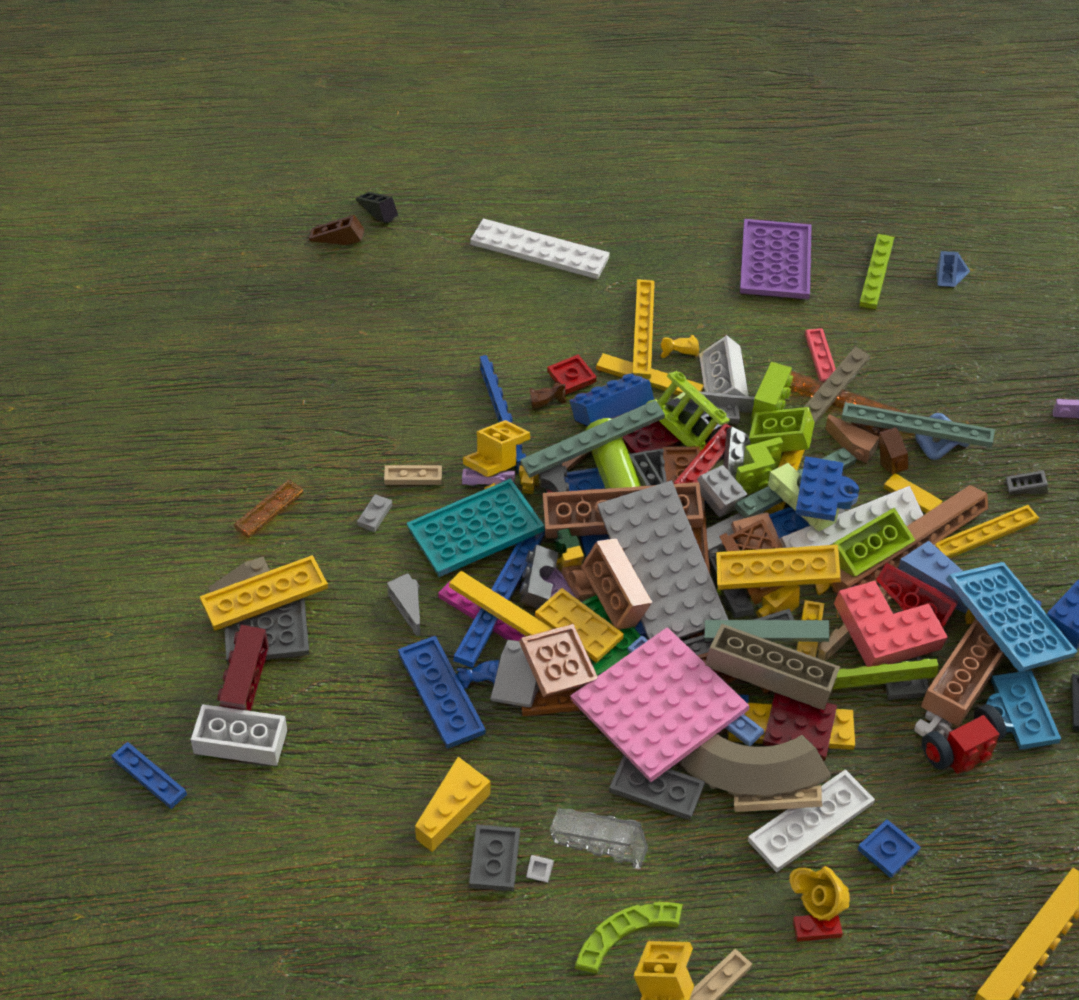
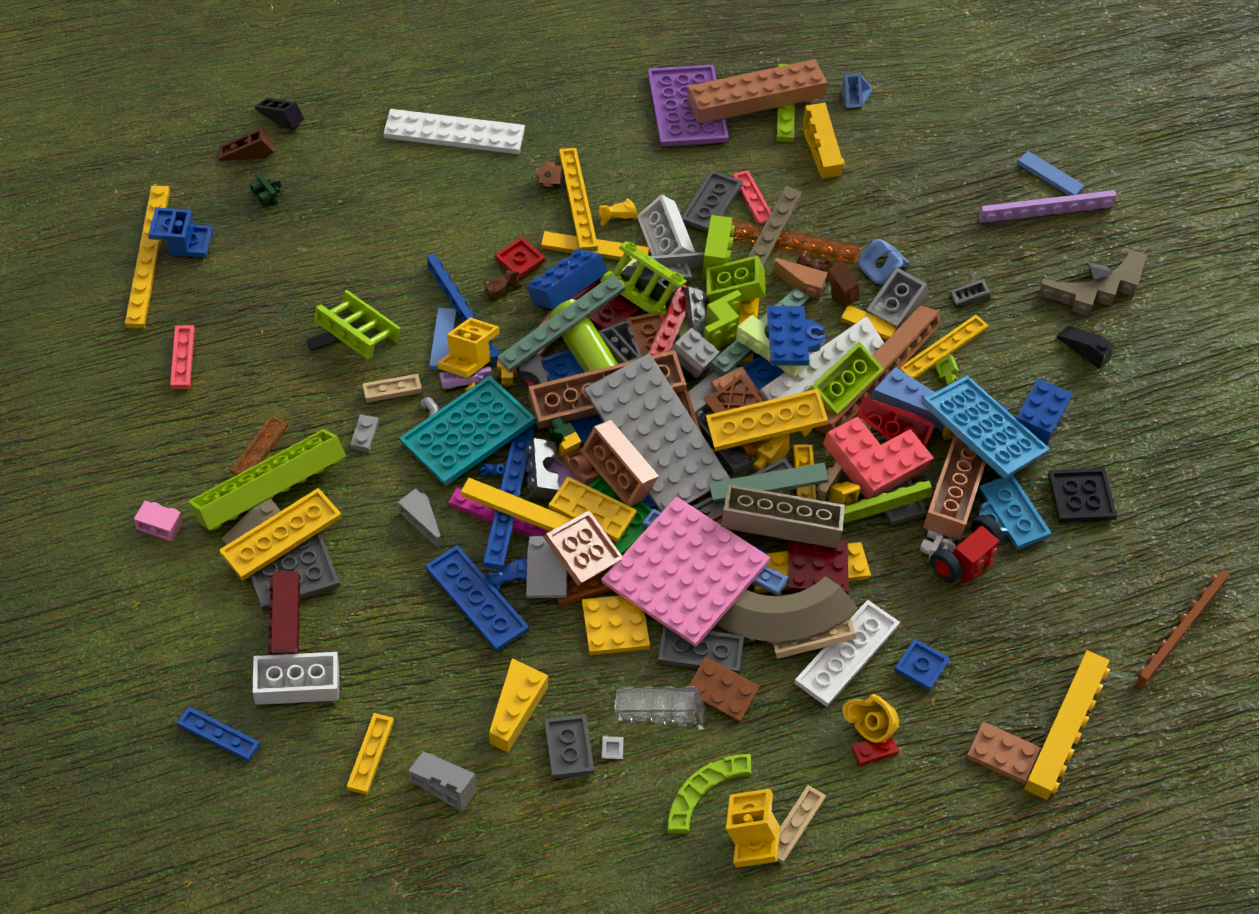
camera: 15 degrees left, 5 degrees up
(152, 559) = (158, 520): none -> bright pink brick
(215, 317) = (146, 263): none -> yellow plate
(220, 412) = (182, 357): none -> coral plate
(251, 298) = (179, 231): none -> blue bracket
(265, 538) = (266, 479): none -> lime brick
(292, 825) = (370, 754): none -> yellow plate
(345, 272) = (269, 189): none -> dark green hips
(357, 866) = (444, 780): none -> light grey wedge
(372, 416) = (324, 339): none -> black axle
(389, 421) = (355, 337): none -> lime fence
(445, 496) = (429, 403): none -> light grey arm
(482, 419) = (444, 324): none -> medium blue tile
(489, 570) = (491, 470): none -> blue arm
(573, 746) = (614, 626): none -> yellow plate
(627, 300) = (555, 174): none -> nougat brick
(670, 832) = (724, 689): none -> dark orange plate
(780, 347) = (711, 199): none -> dark grey plate
(845, 656) = (844, 493): none -> yellow slope
(848, 254) = (756, 91): none -> nougat brick
(904, 311) = (822, 140): none -> yellow wedge
(918, 424) = (861, 254): sand green plate -> none
(948, 474) = (898, 298): none -> light grey slope
(957, 959) = (1003, 753): none -> nougat plate
(985, 552) = (947, 368): none -> lime plate

